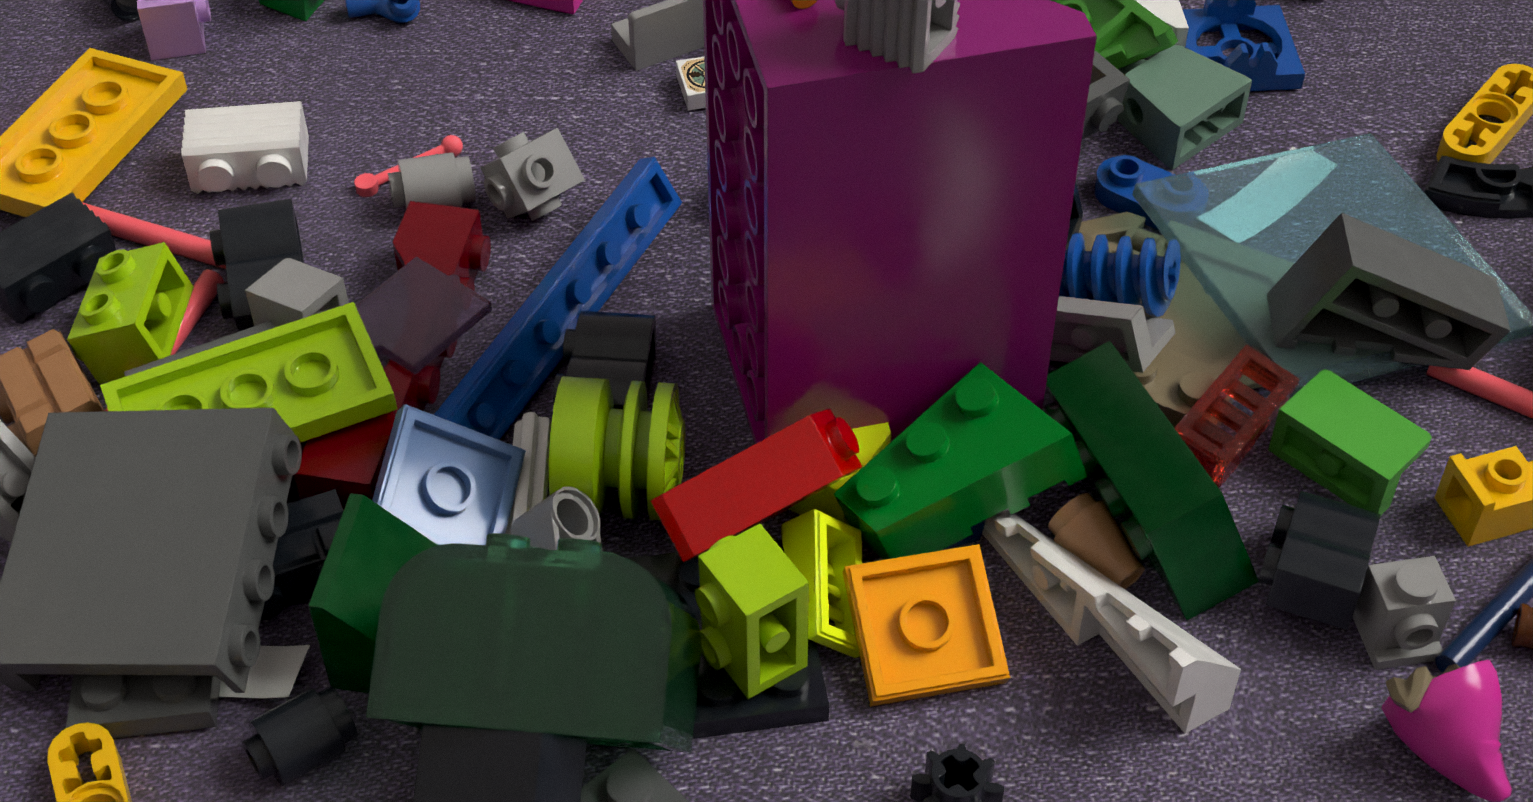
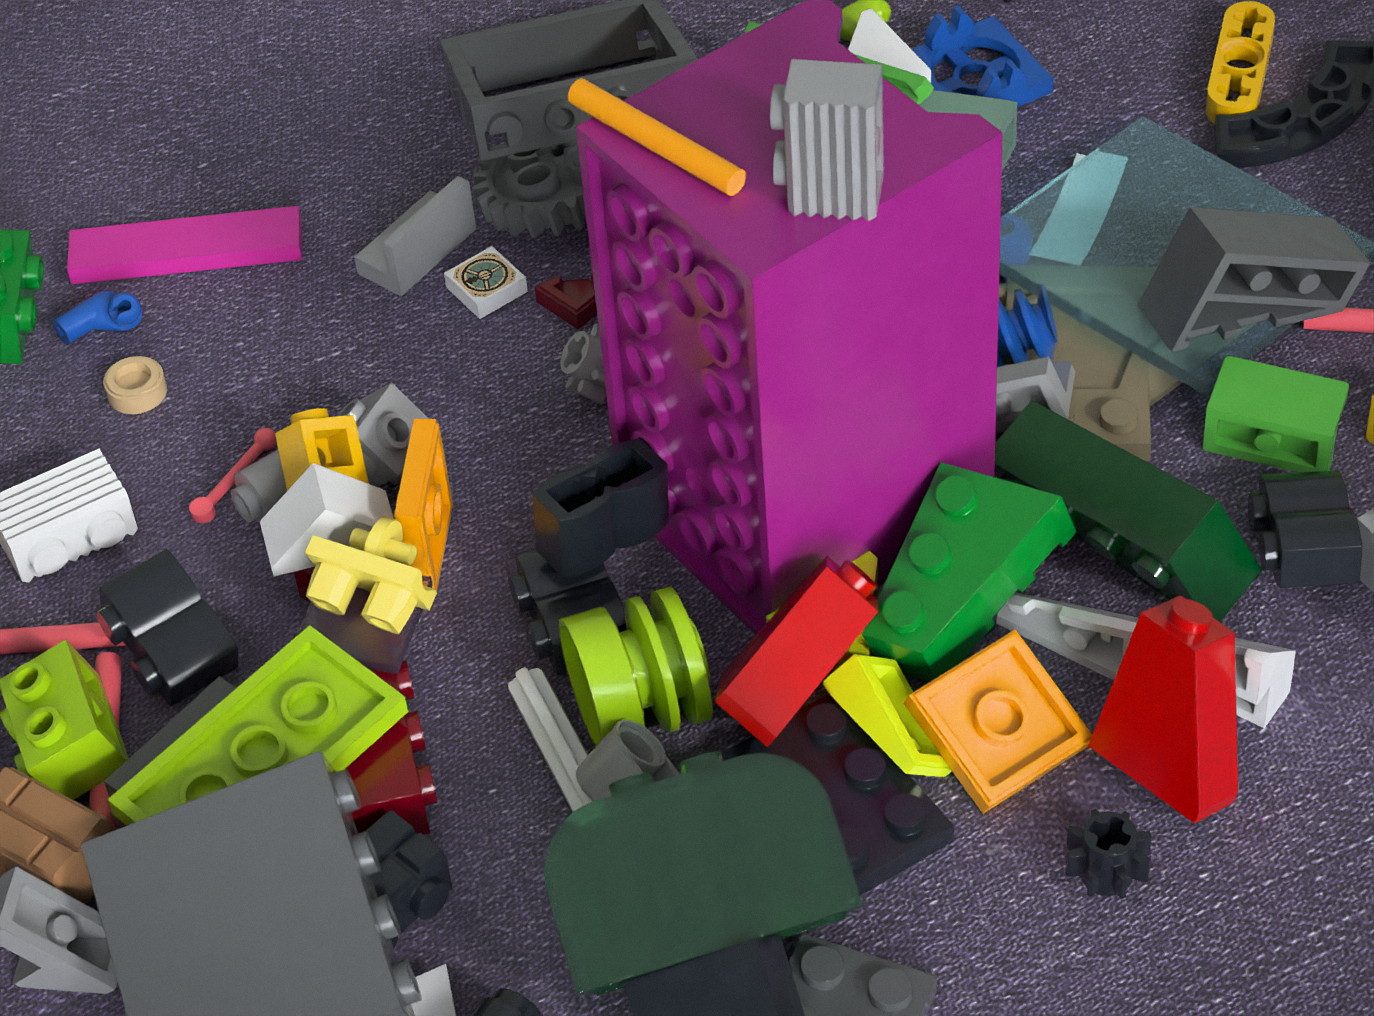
camera: 20 degrees left, 0 degrees up
(294, 292) = (230, 644): light grey panel -> none
(352, 584) = (500, 897): dark green slope -> none
(377, 66) = (135, 385): none -> tan tile
(435, 223) = (321, 506): none -> white slope
(438, 272) = (392, 585): none -> light yellow hips
(447, 478) = (493, 770): medium blue plate -> none
(480, 164) = (322, 441): none -> yellow brick
(523, 241) = (425, 498): none -> light orange plate
(579, 281) = (481, 603): blue tile -> none
(660, 293) = (601, 507): none -> black brick
(752, 610) = (864, 760): lime brick -> none
(1087, 679) = (1175, 709): none -> red slope
(1095, 538) = (1102, 585): medium nougat cone -> none
(1211, 445) = (1177, 380): clear red slope -> none

